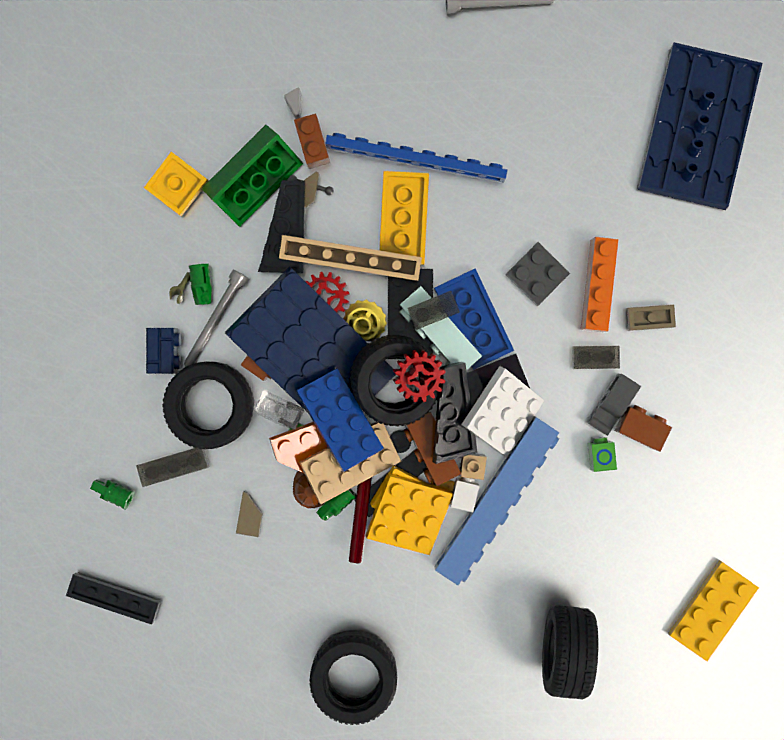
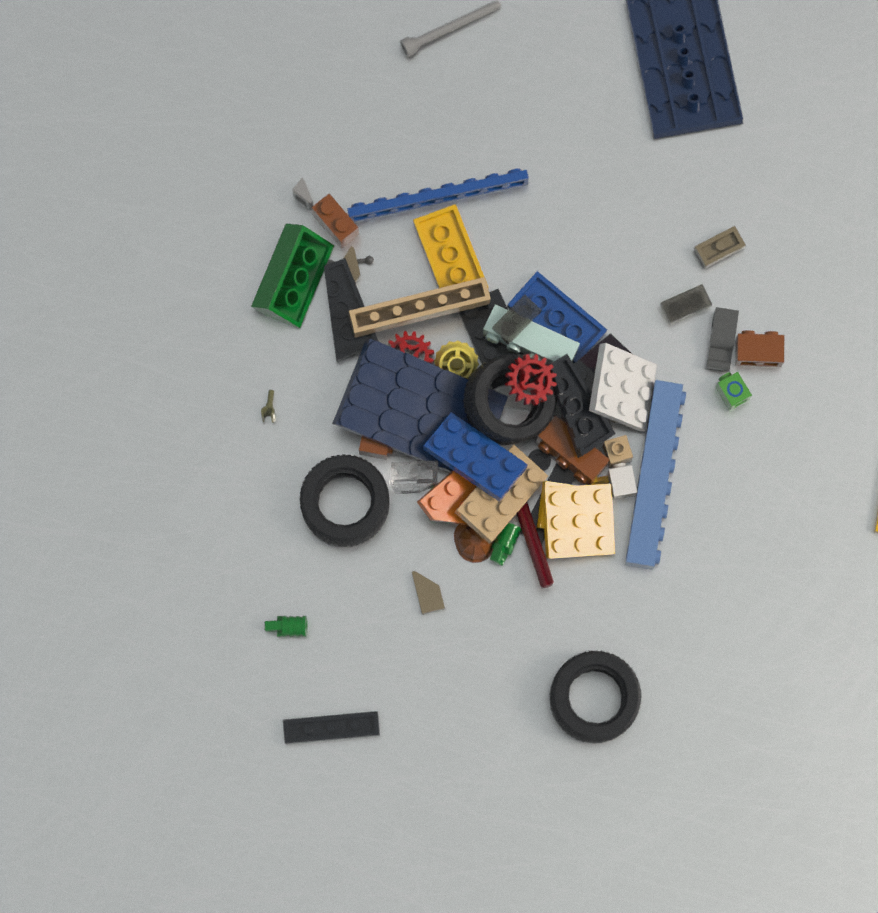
camera: 20 degrees left, 10 degrees down
(162, 350) = (277, 471): dark blue brick -> none
(172, 466) = (334, 576): clear smoke plate -> none
(176, 184) = (224, 313): yellow plate -> none
(200, 283) = (286, 394): green hinge -> none
(236, 281) = (319, 378): light grey piece -> none
(537, 274) = (597, 252): dark grey plate -> none
(570, 652) = (784, 576): black tyre -> none
(599, 284) = (658, 237): orange brick -> none

